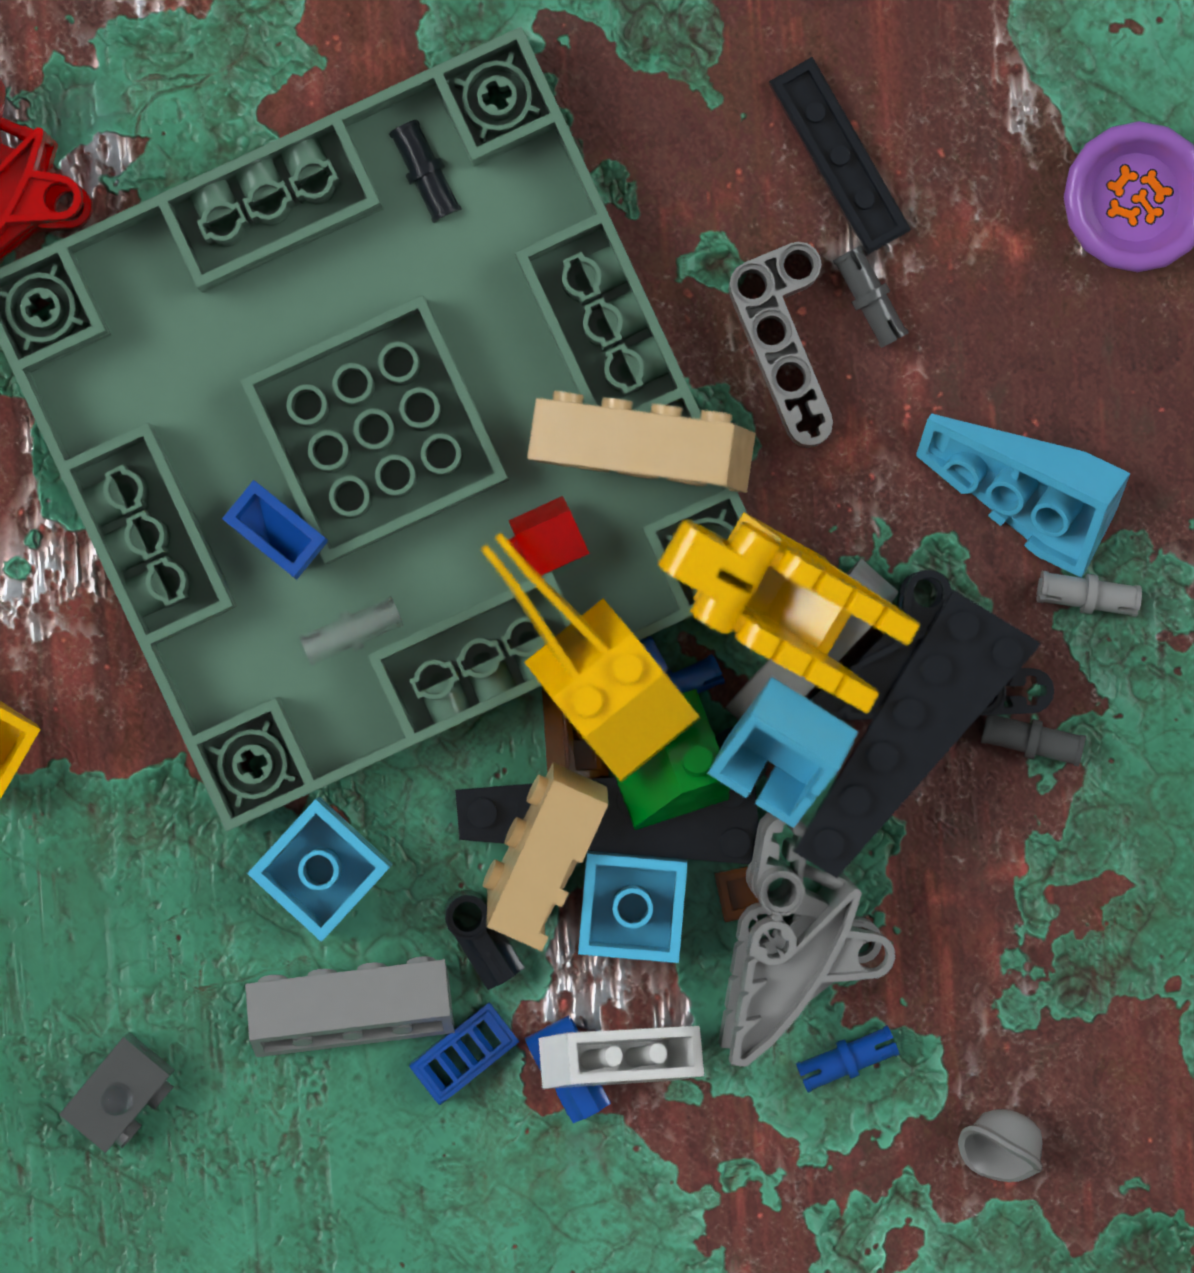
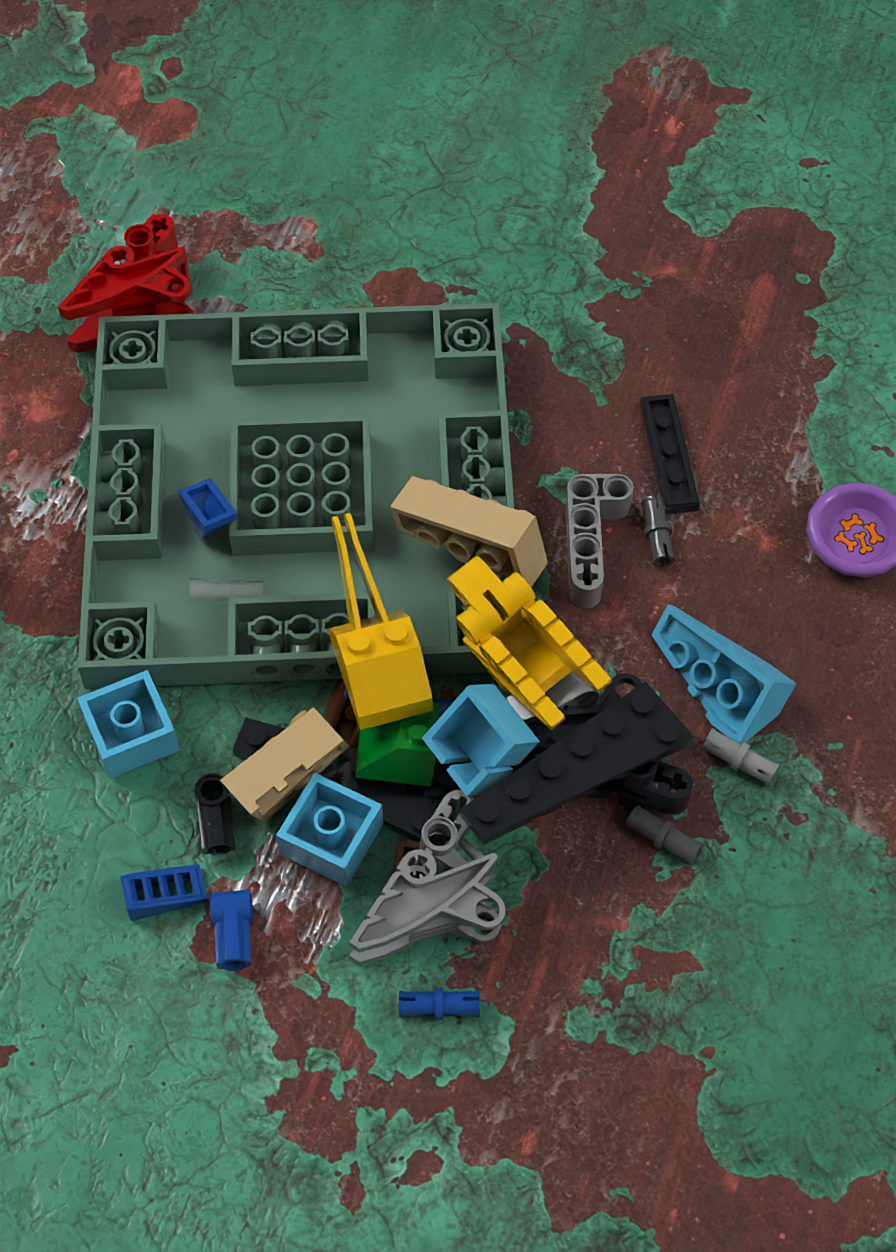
camera: 20 degrees right, 30 degrees down
(349, 1007) = (100, 822): light grey brick -> none
(425, 170) = (404, 367): black pin -> none
(547, 536) = (387, 574): red brick -> none
(621, 1057) = (272, 918): white brick -> none
(1002, 1146) = (529, 1110): light grey helmet -> none

